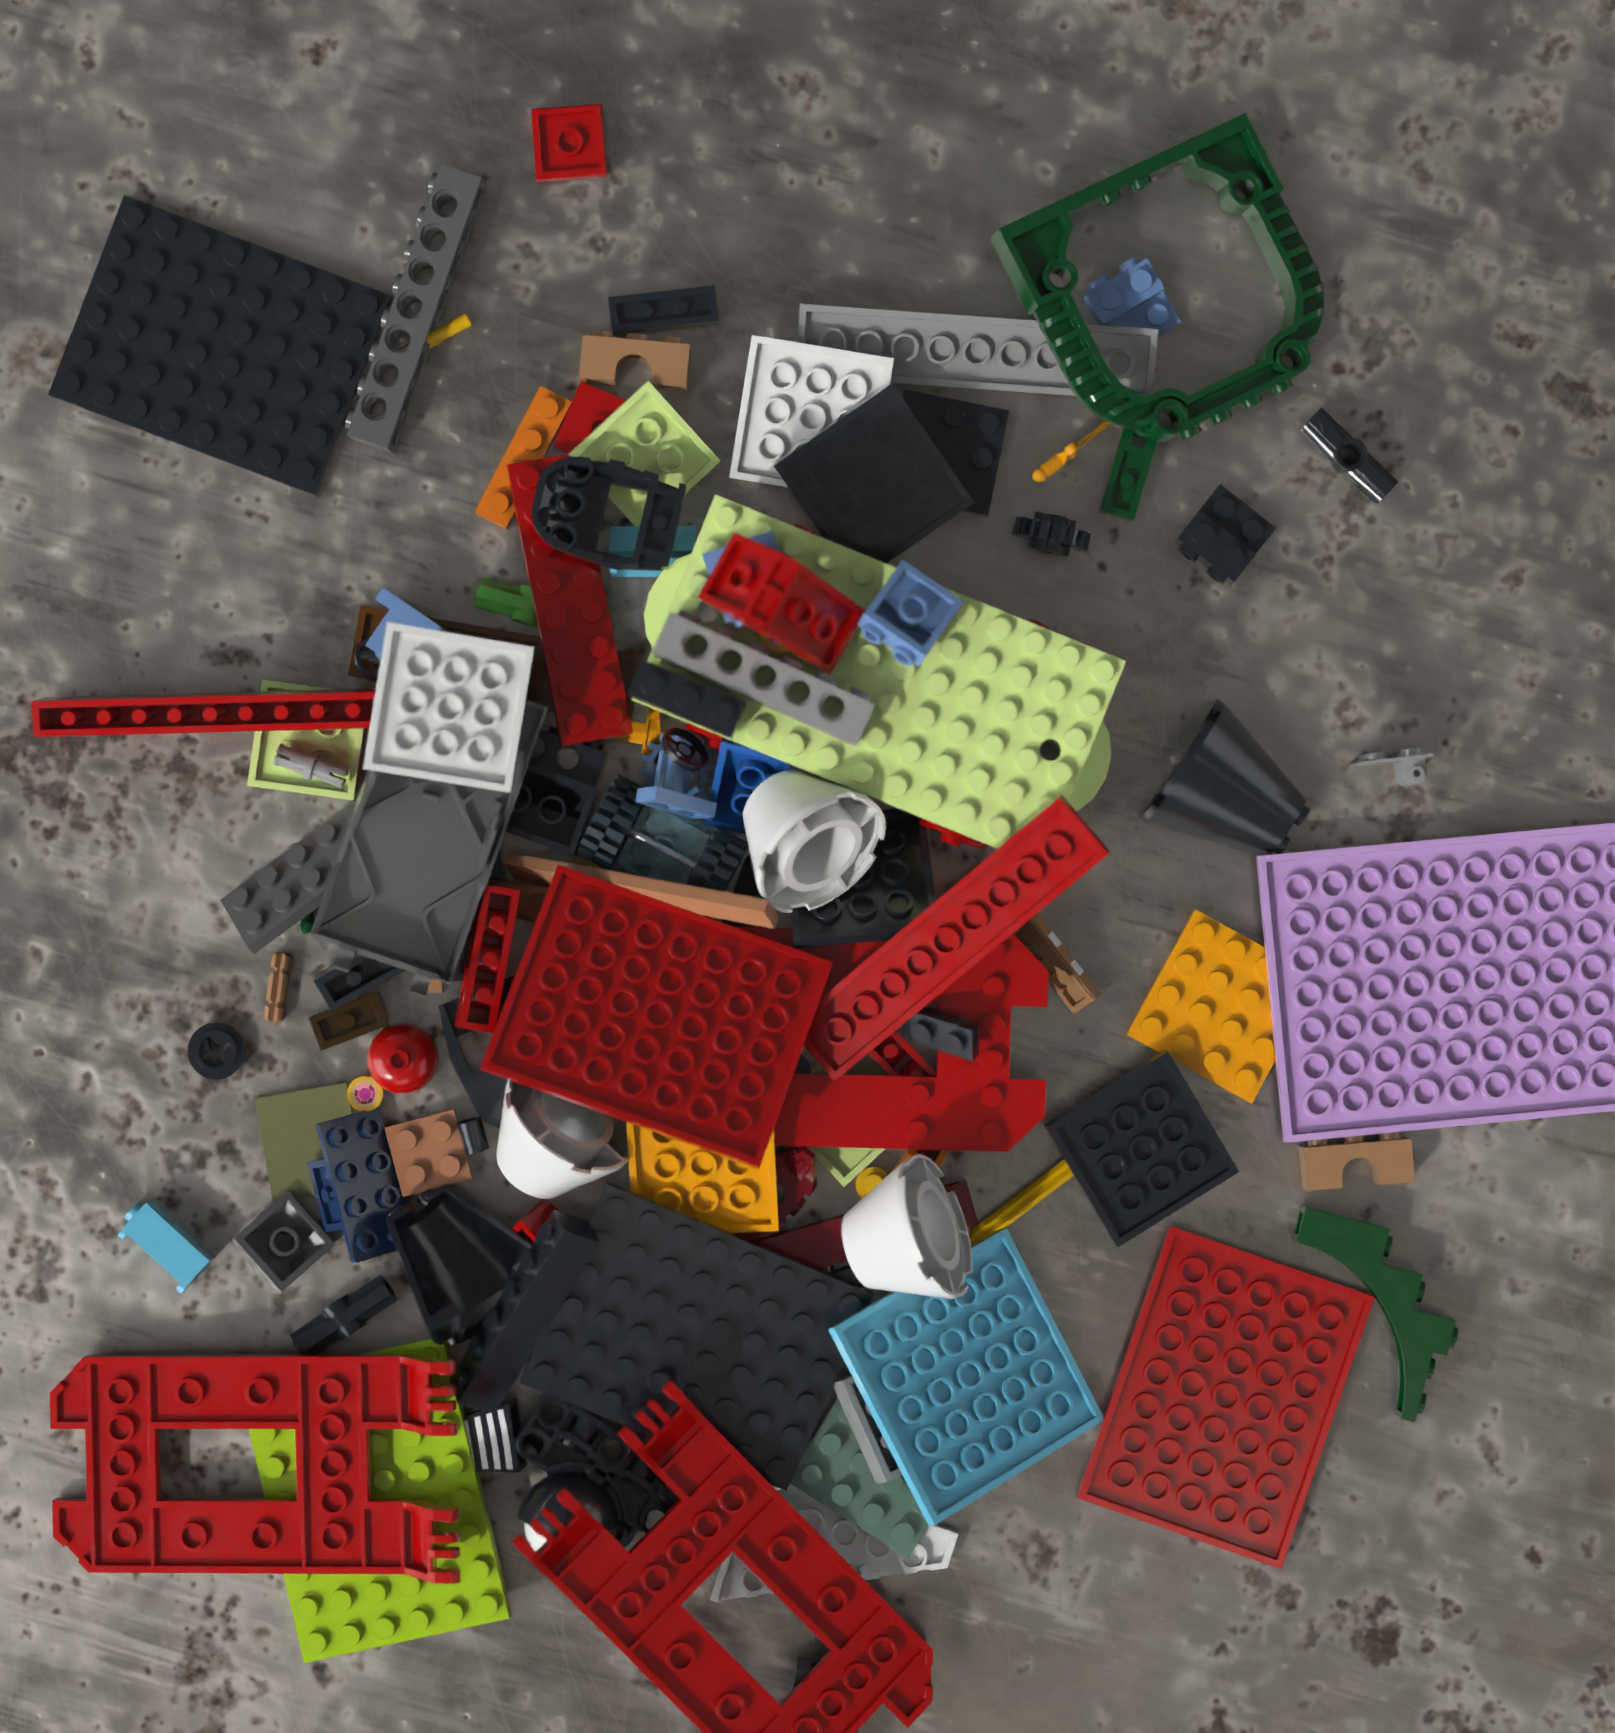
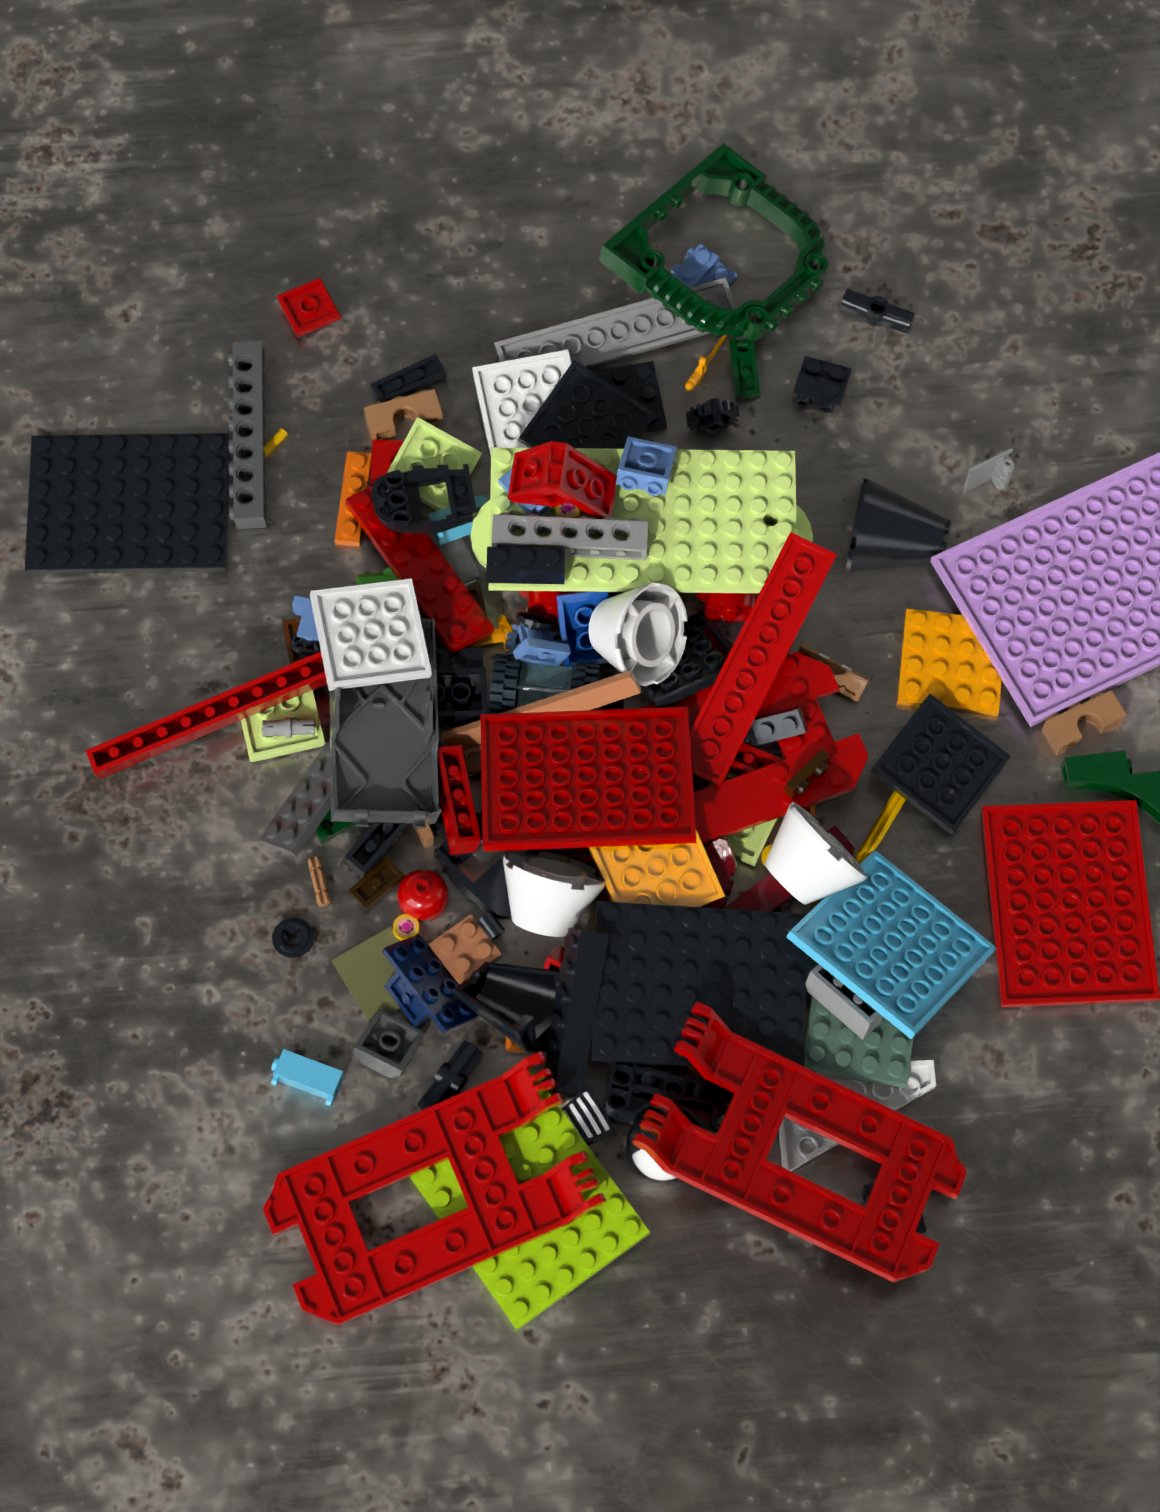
camera: 20 degrees left, 20 degrees down
(936, 1126) = (801, 780): none -> dark brown plate

